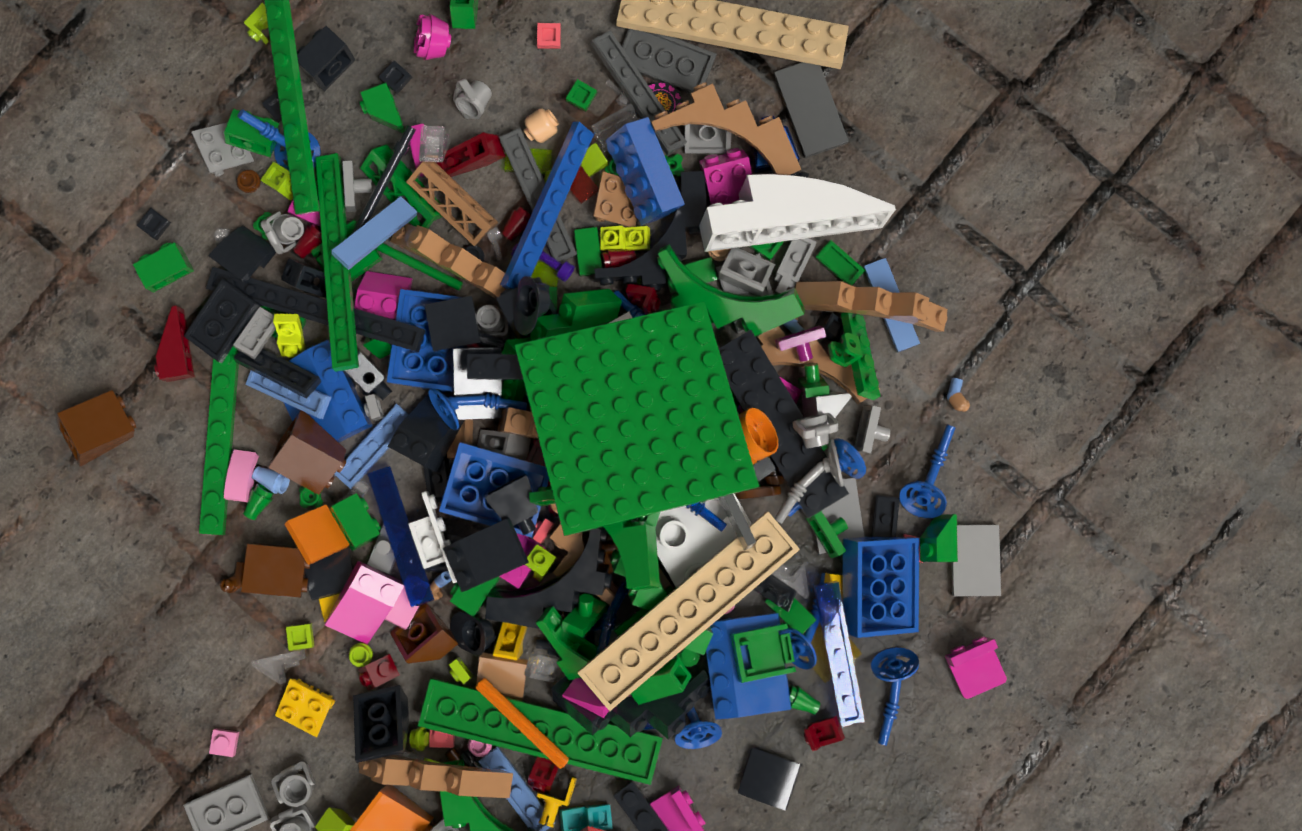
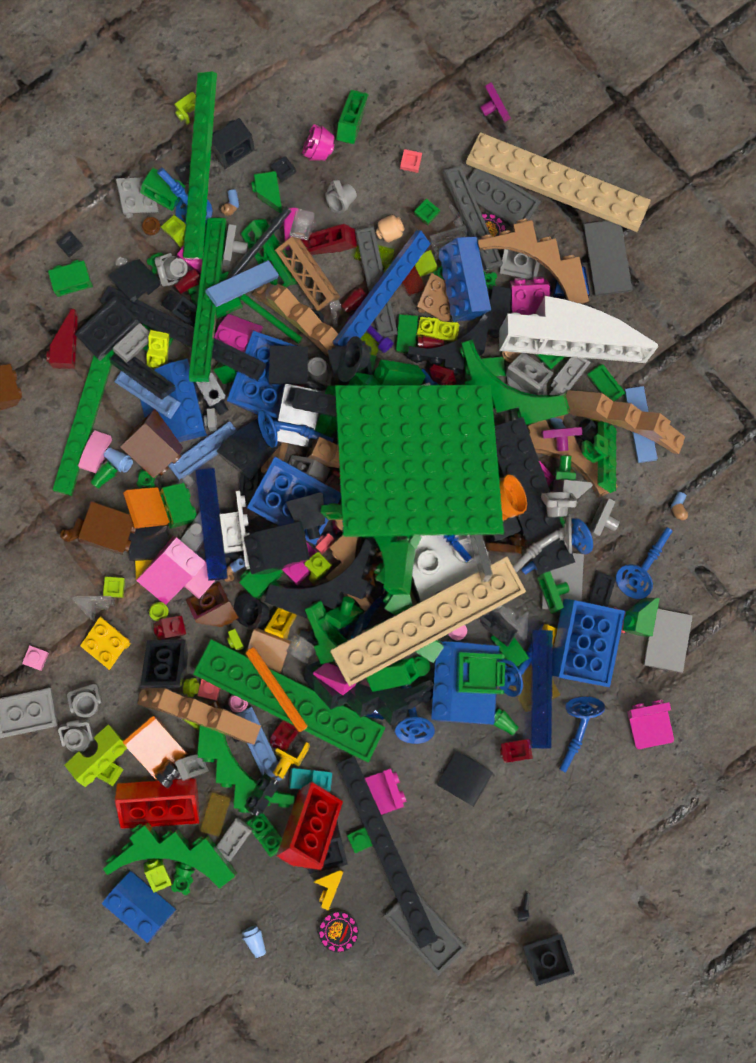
camera: 15 degrees right, 5 degrees down
(343, 134) = (232, 205): none -> arm

